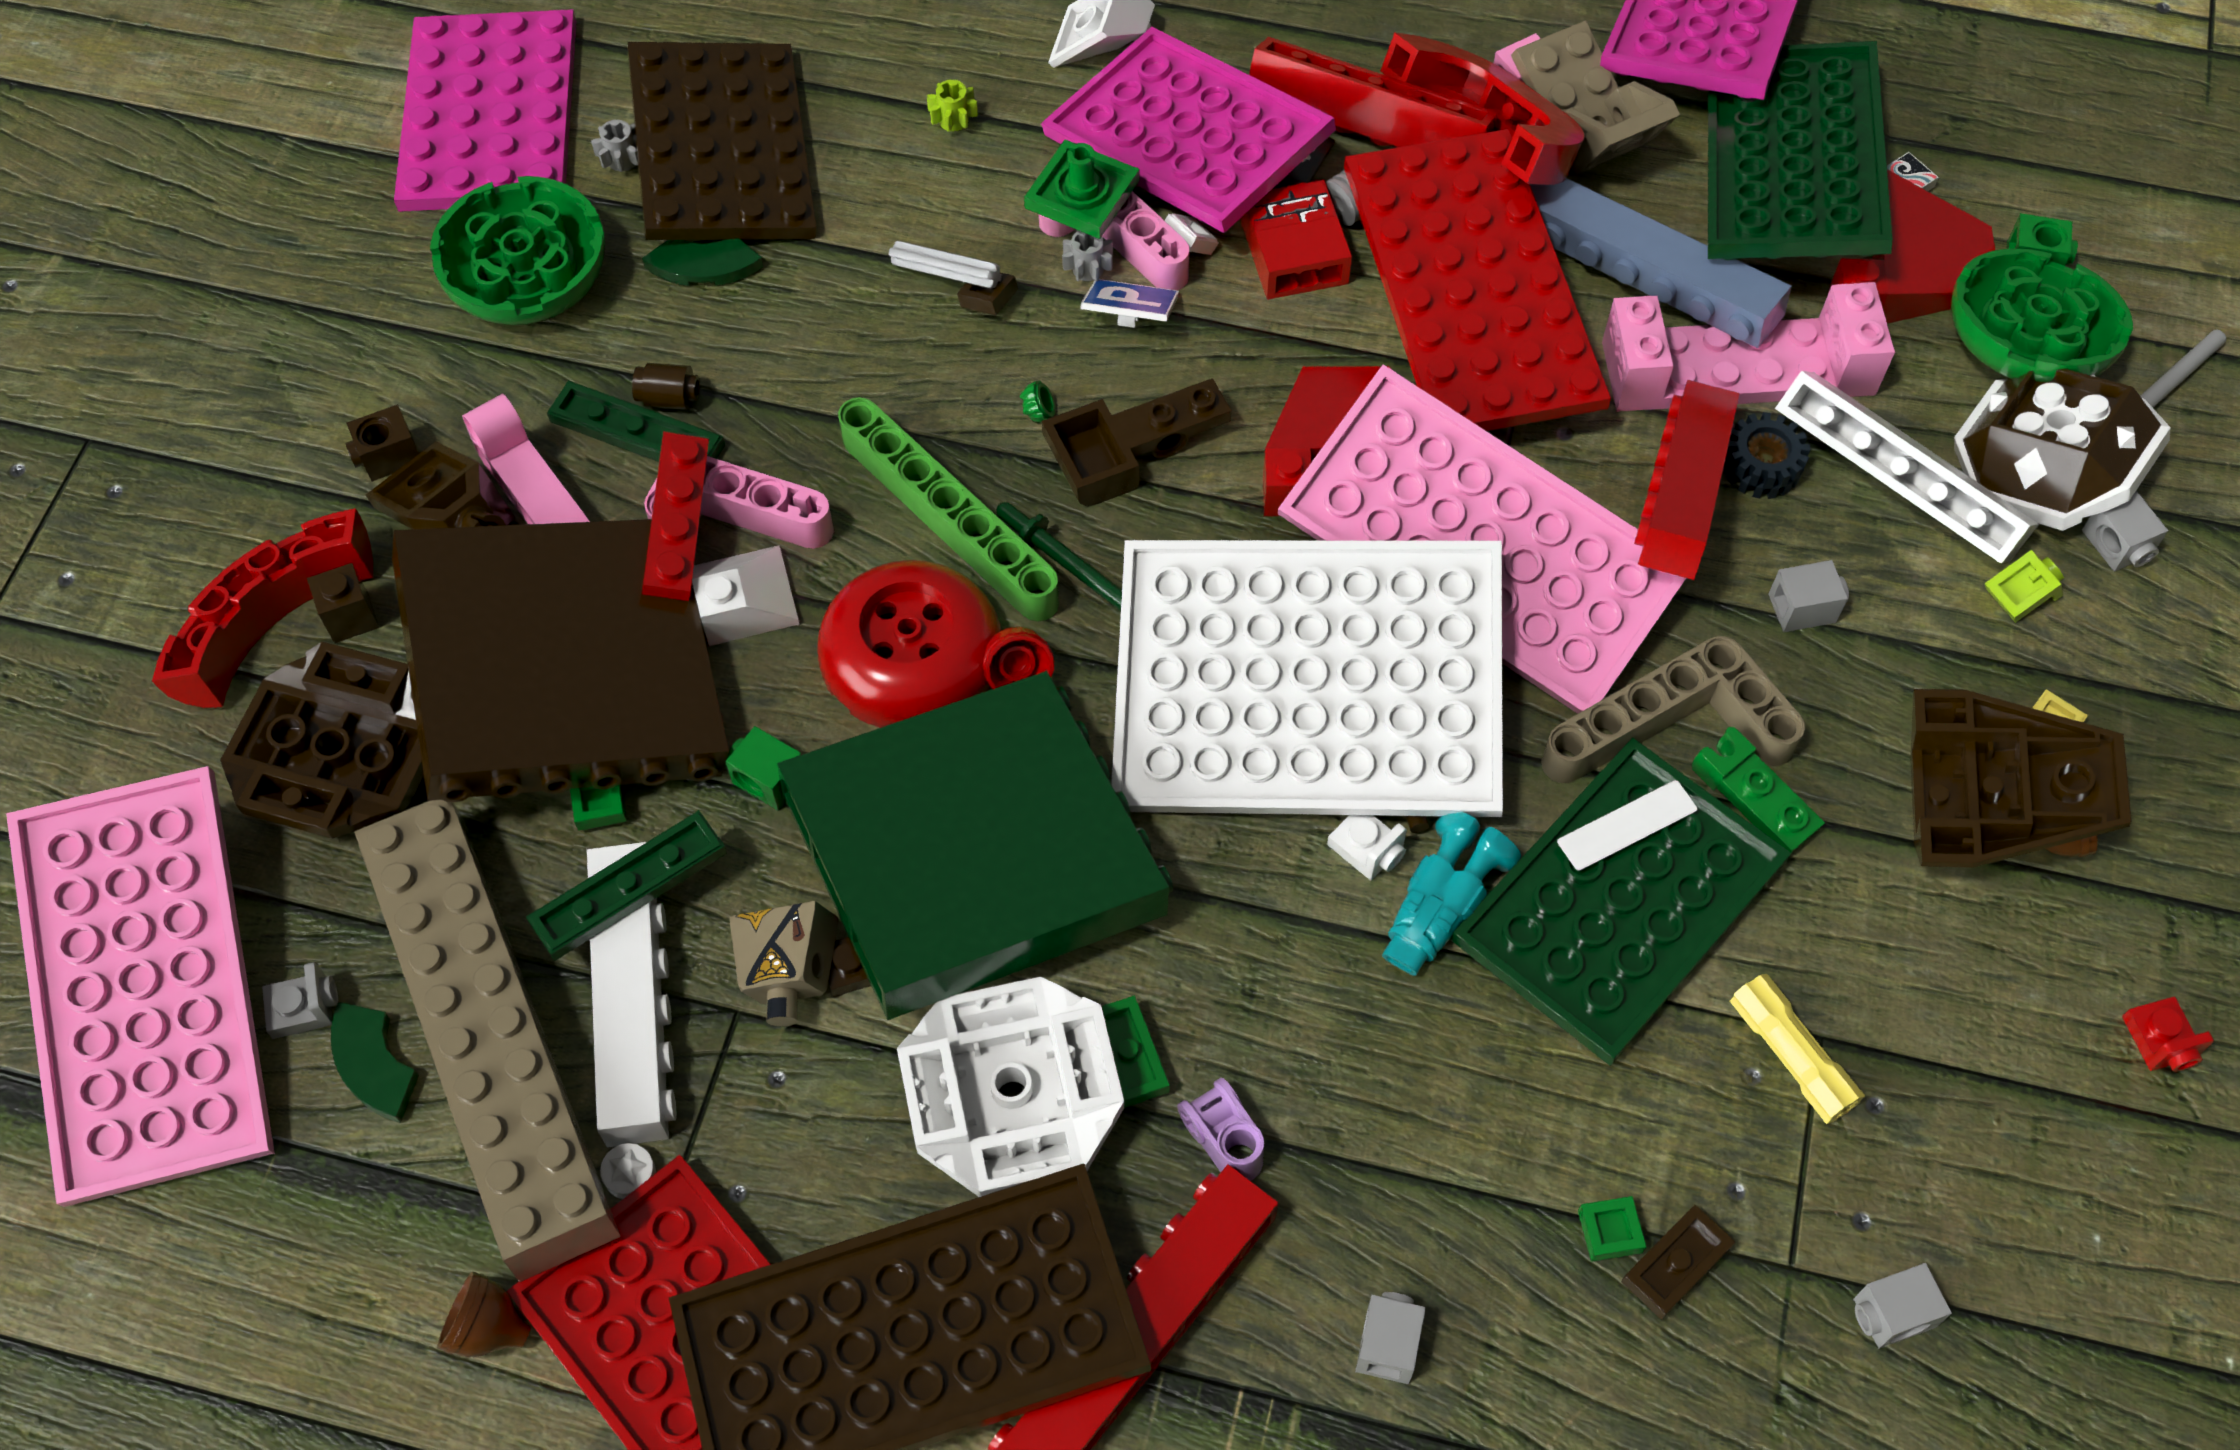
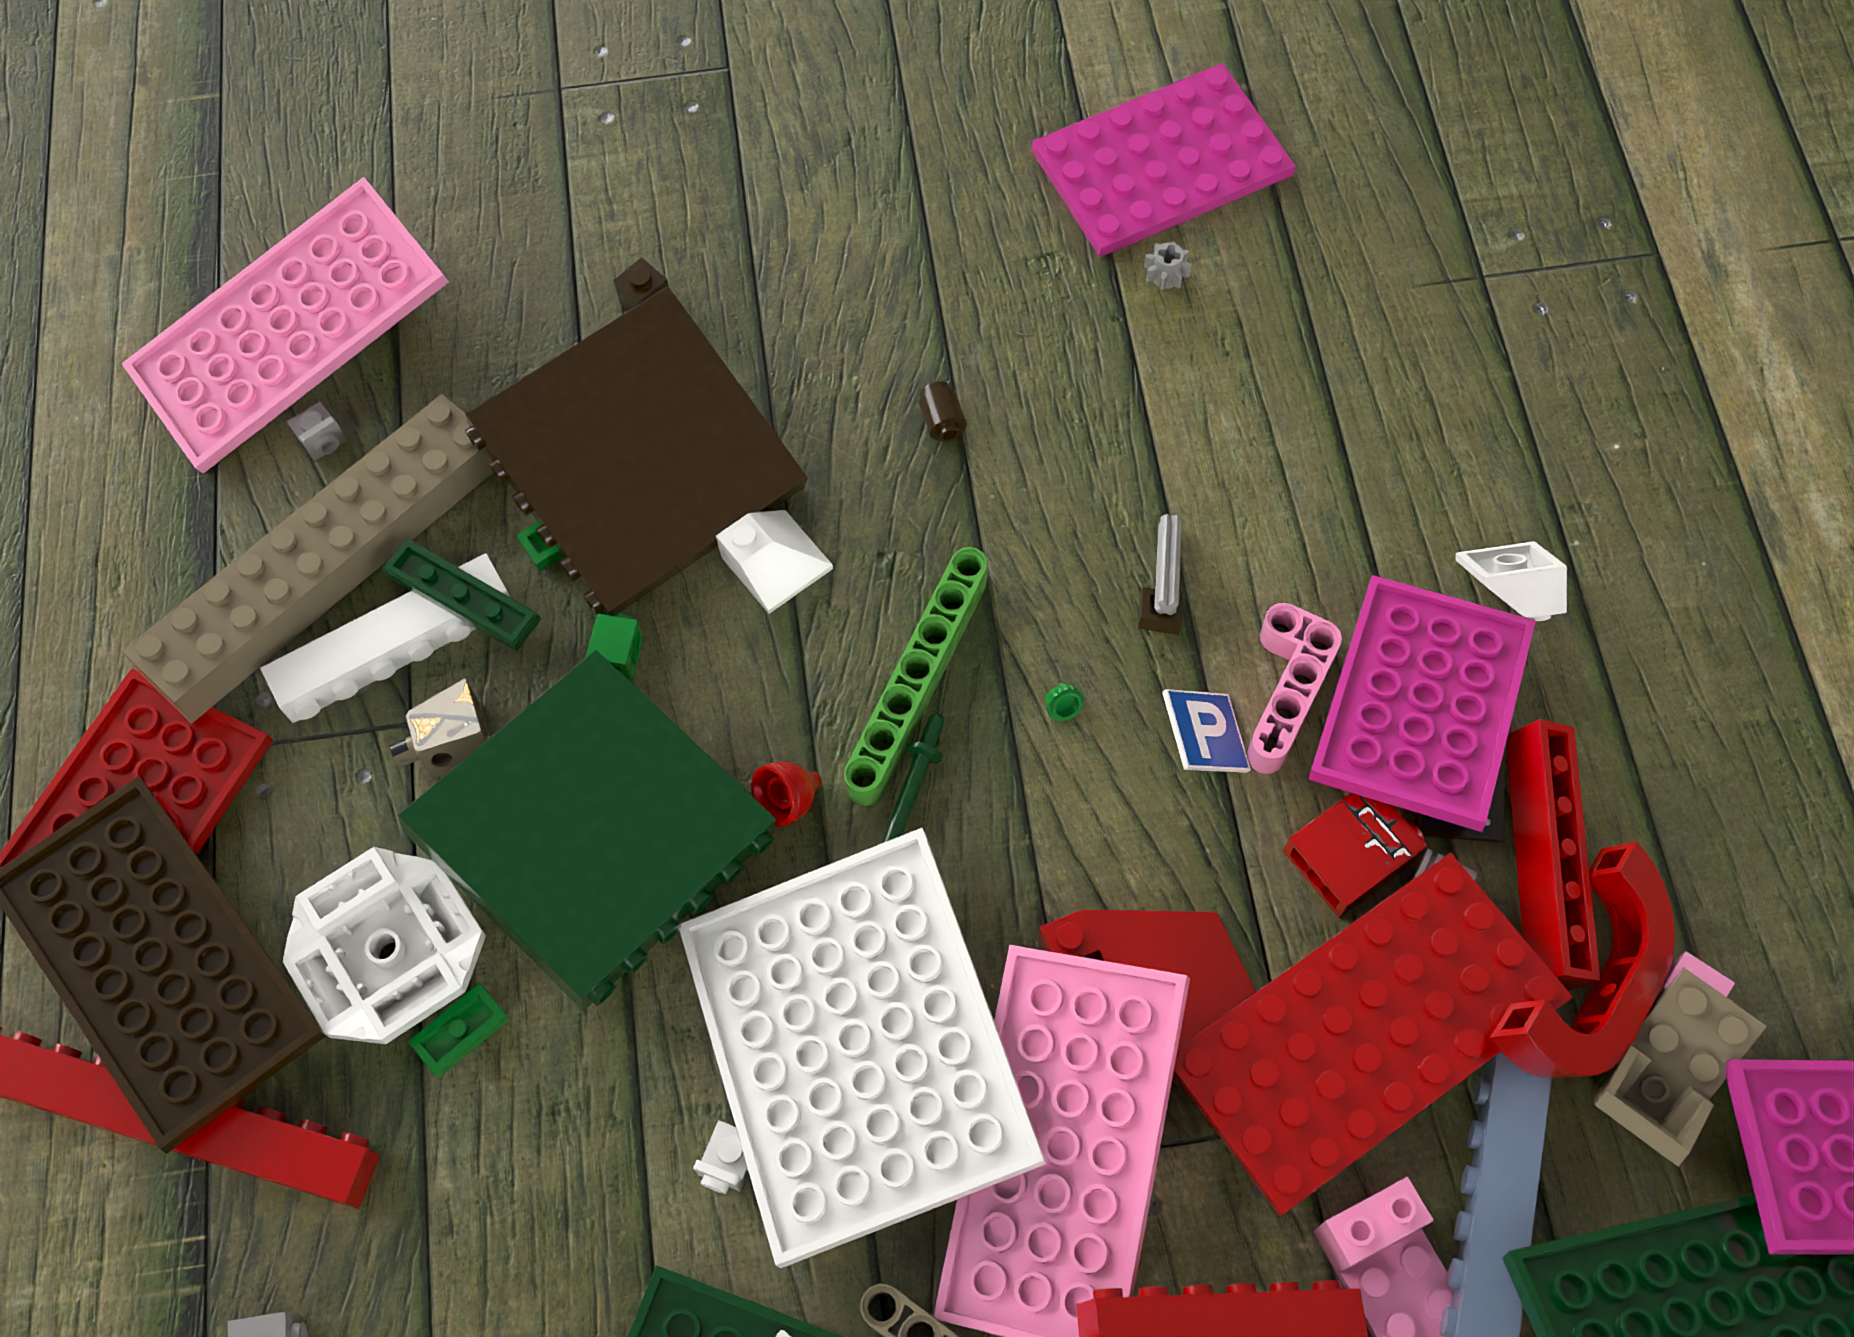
camera: 70 degrees right, 5 degrees up
(250, 600) = (619, 233): red brick -> none
(304, 713) = (487, 319): dark brown piece -> none
(366, 1063) = (286, 494): dark green tile -> none
(381, 442) = (809, 254): dark brown brick -> none
(441, 492) = (754, 313): dark brown plate -> none
(482, 1320) = (102, 663): reddish brown helmet -> none
(518, 465) = (808, 357): bright pink beam -> none
(538, 233) = (1014, 214): green brick -> none
(621, 422) = (898, 412): dark green tile -> none
(626, 1169) = (254, 706): white tile -> none
(675, 516) = (799, 473): red plate -> none
(711, 262) = (1084, 383): dark green tile -> none
(719, 141) = (1212, 335): dark brown plate -> none
(797, 512) = (854, 521): bright pink beam -> none
(909, 680) = (761, 659): red brick -> none
(952, 105) = (1351, 494): lime gear -> none
(1082, 188) = (1292, 637): green plate -> none
(1087, 256) = (1231, 676): light grey gear -> none
(1101, 448) = (1034, 768): dark brown plate -> none
(1196, 236) = (1304, 749): white tile -> none
(1220, 1123) = (412, 1132): lavender piece -> none
(1444, 897) = (689, 1241): teal piece -> none

